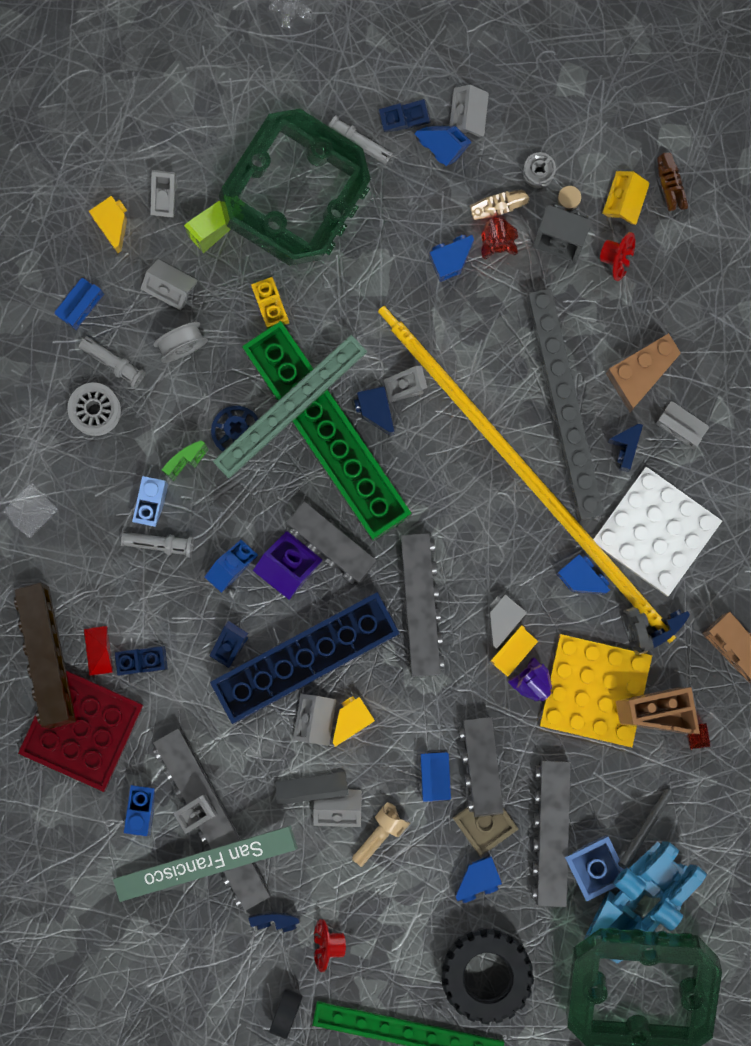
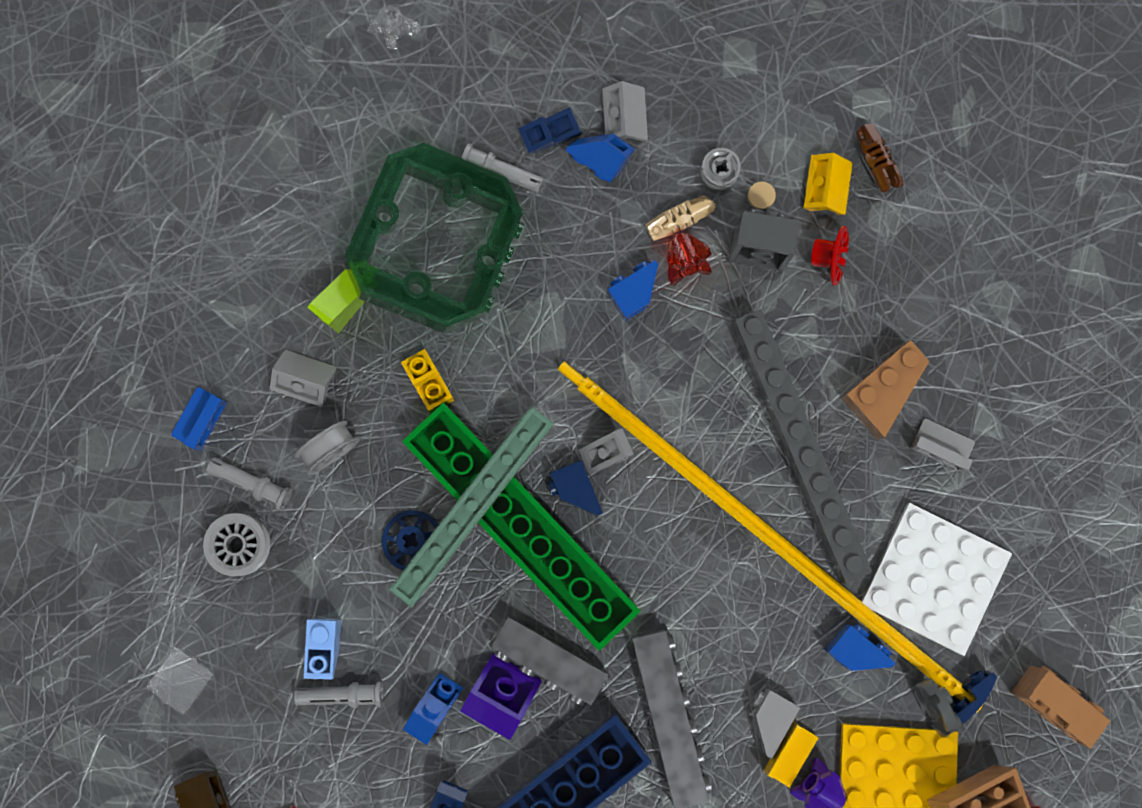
camera: 10 degrees left, 0 degrees up
(111, 220) = (221, 314): yellow slope -> none
(163, 193) = (278, 270): light grey slope -> none
(191, 454) = (361, 584): bright green slope -> none
(628, 440) = (886, 475): dark blue slope -> none

